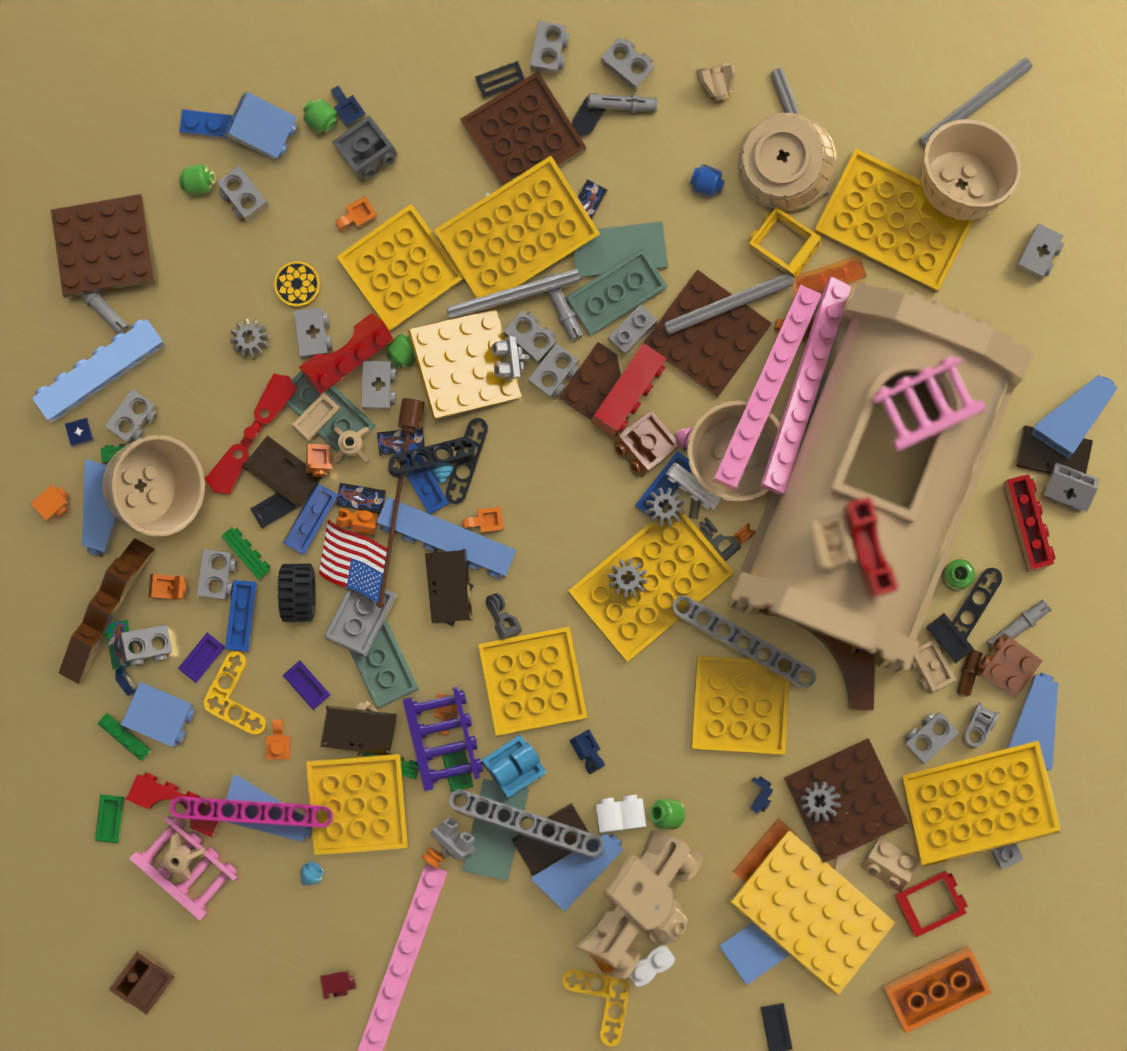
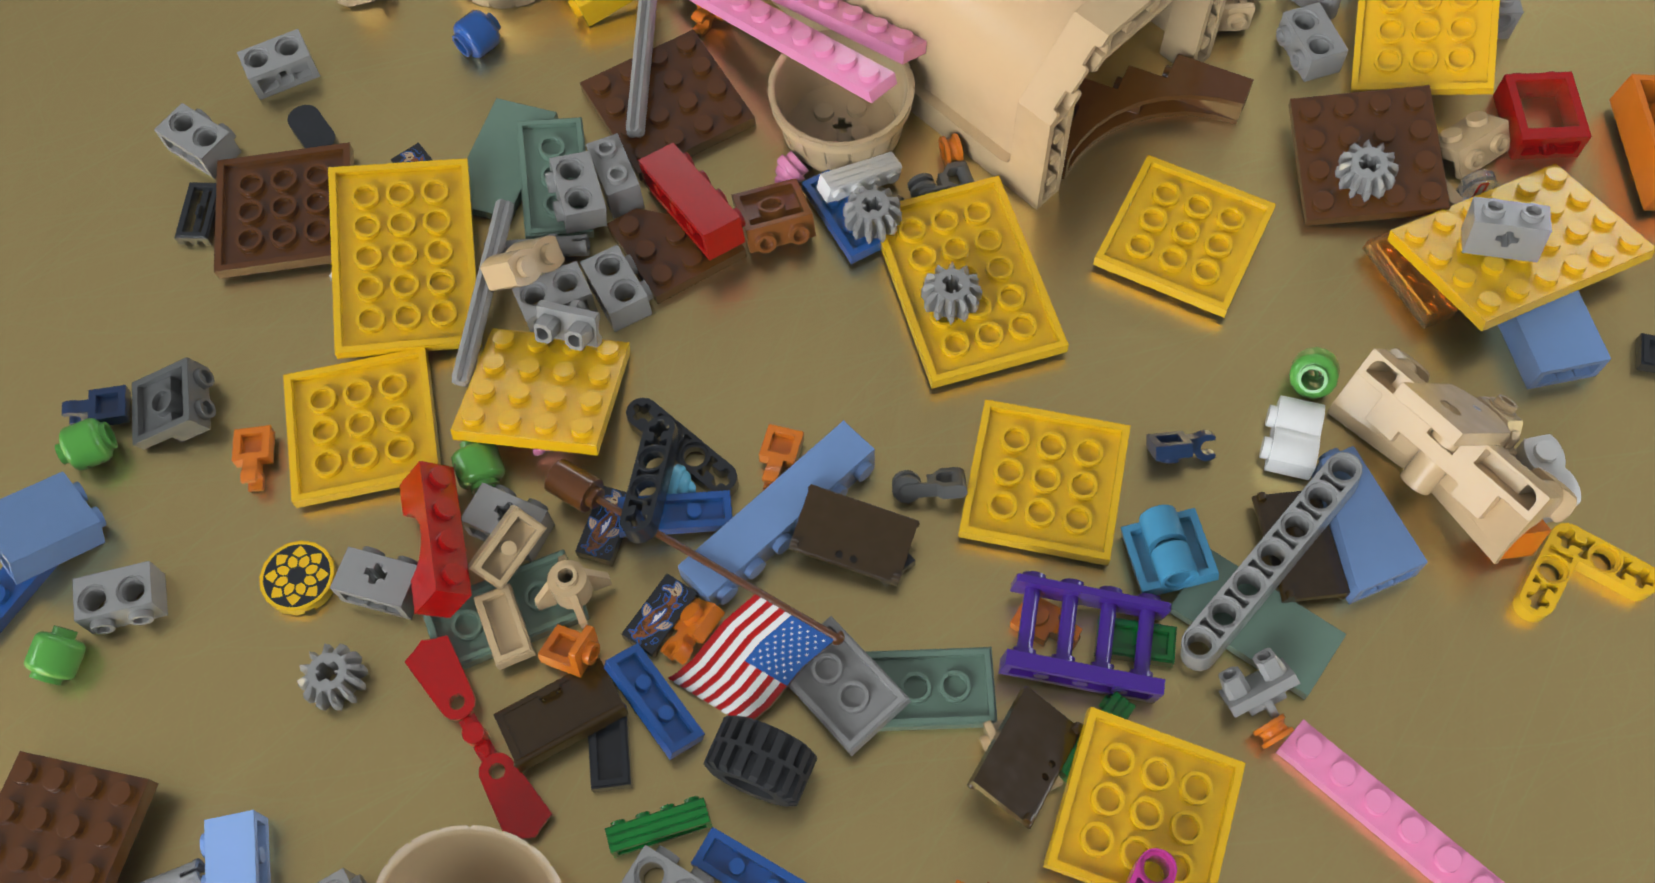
camera: 65 degrees left, 20 degrees down
(306, 685) = (914, 820): dark purple tile -> none
(357, 396) = (506, 547): none -> tan slope
(537, 311) = (522, 263): none -> tan brick
(609, 320) = (577, 192): none -> light grey brick
(630, 103) = (329, 76): light grey pin -> none
(755, 642) = (1117, 176): light grey beam -> none
(761, 801) = (1326, 252): dark blue bracket -> none
(801, 896) = (1506, 229): none -> light grey brick
(855, 877) = (1477, 183): none -> clear tile

